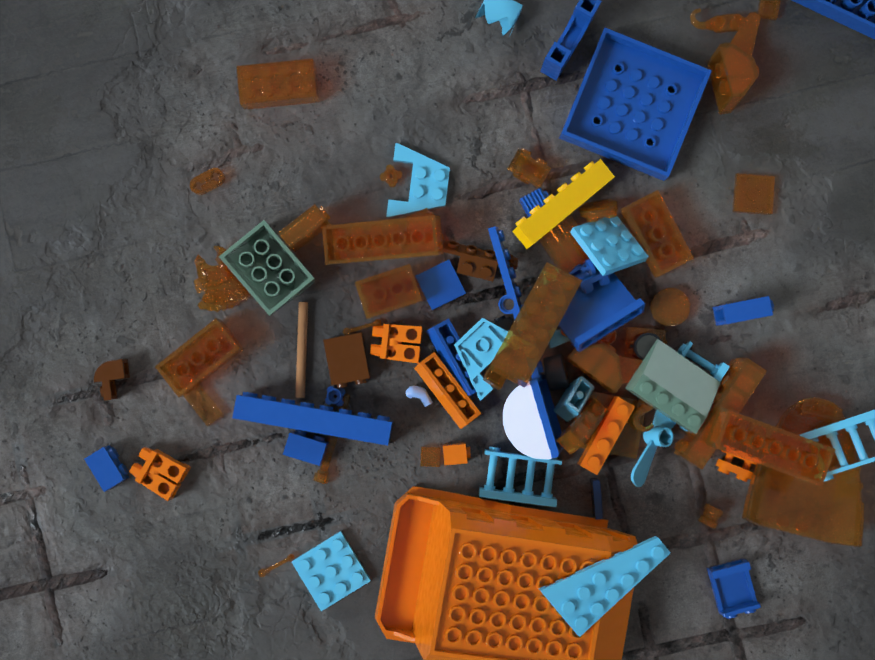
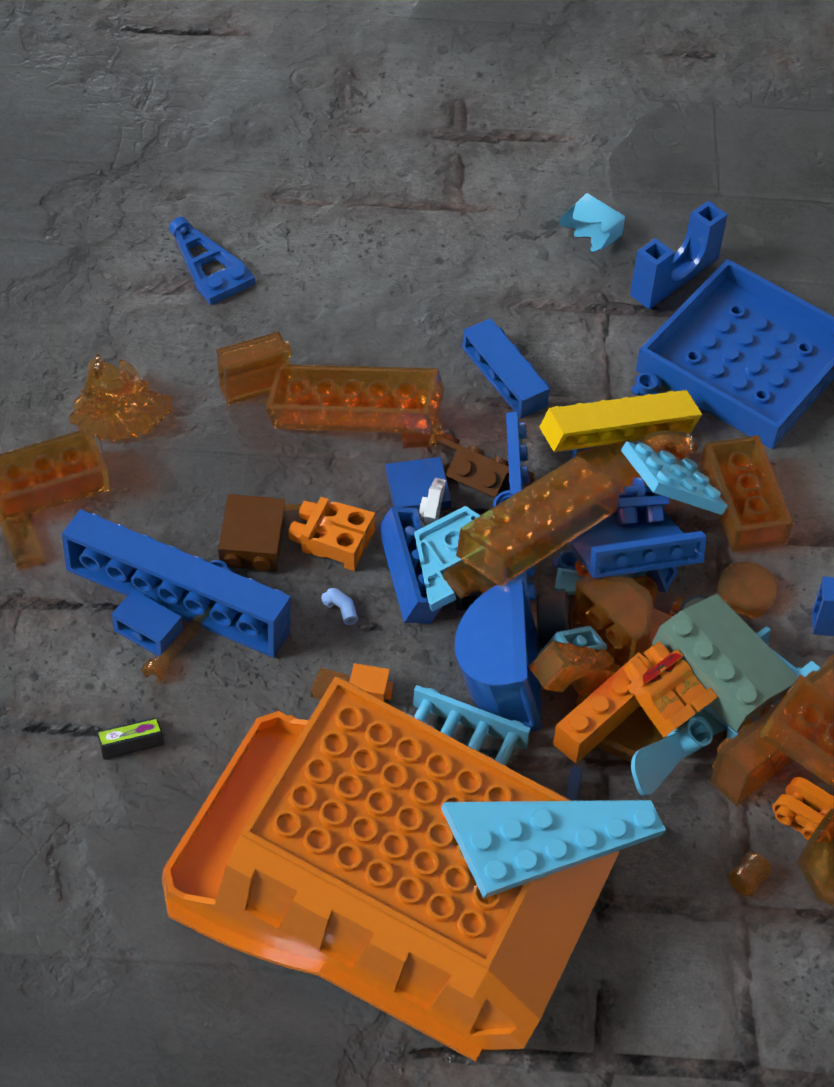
camera: 10 degrees right, 35 degrees down
(205, 177) = (142, 301): clear orange beam -> none
(259, 143) = (220, 284): none -> blue plate
(262, 572) = (11, 774): clear orange hinge -> none
(267, 268) = (187, 396): sand green slope -> none
(277, 84) = (278, 224): clear orange brick -> none
(301, 349) = (195, 501): medium nougat piece -> none
(322, 528) = (130, 738): none -> slope
(331, 570) = (118, 798): medium azure plate -> none
(388, 291) = (342, 466): clear orange brick -> none
(391, 181) = (391, 352): clear orange plate -> none
(427, 185) = (452, 363): medium azure wing -> none
(447, 390) = (385, 601): orange brick -> none
(456, 311) = (431, 505): none -> white wing
(472, 169) = (506, 368): none -> blue brick
(528, 169) = (579, 382): clear orange cylinder -> none
(574, 150) = (646, 384): none -> blue plate
(638, 419) = (668, 689): none -> orange hips
(733, 588) = (765, 990): blue panel -> none

